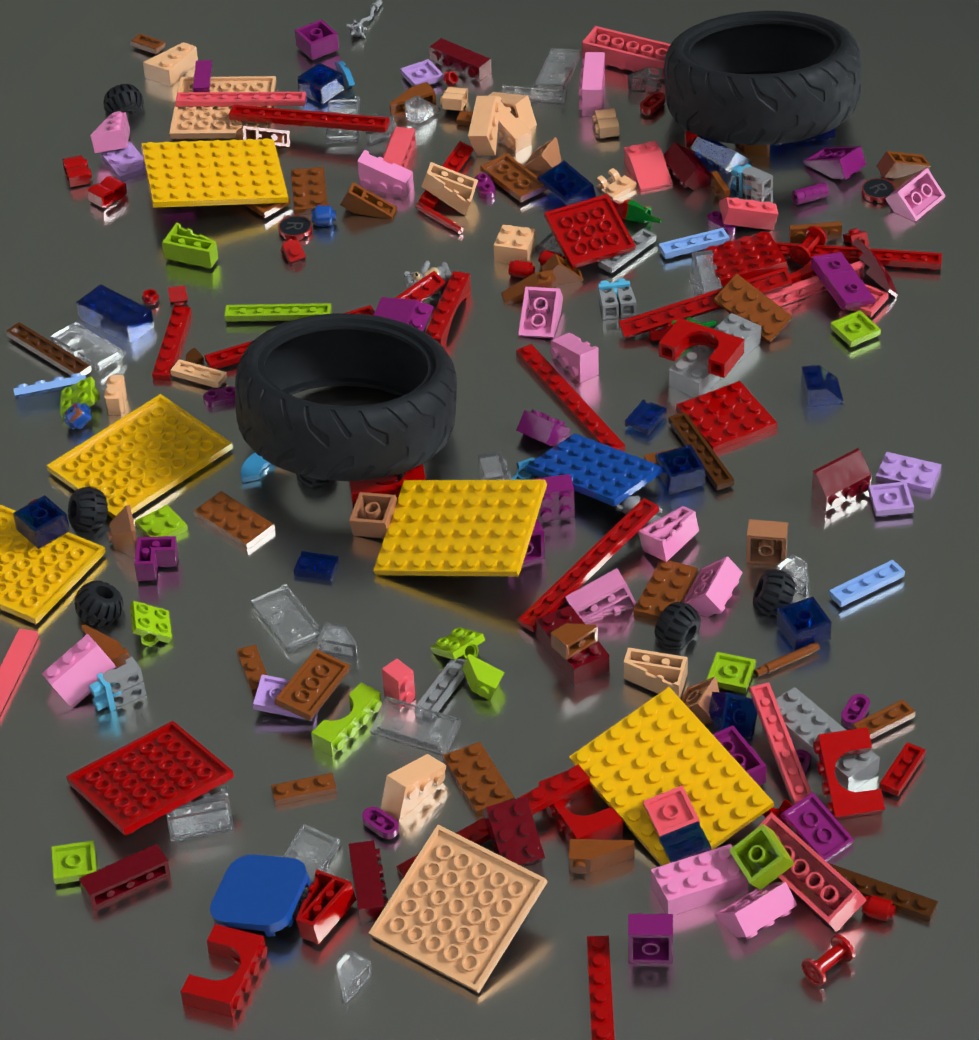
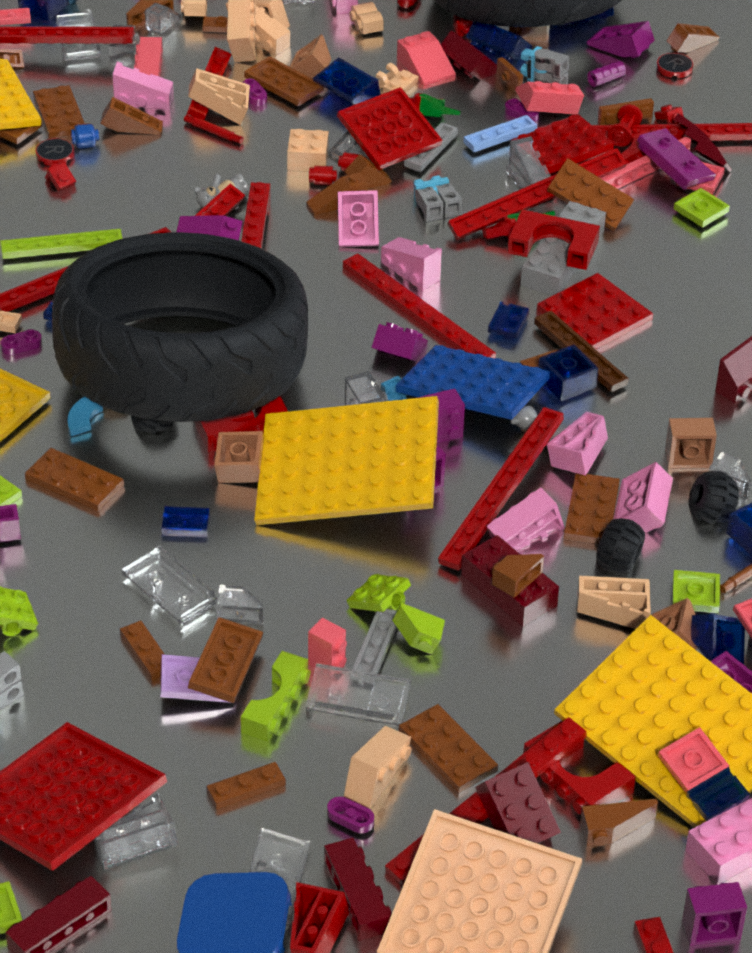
camera: 15 degrees left, 0 degrees up
(820, 387) = (685, 271): clear blue slope -> none
(916, 196) = (717, 67): bright pink slope -> none

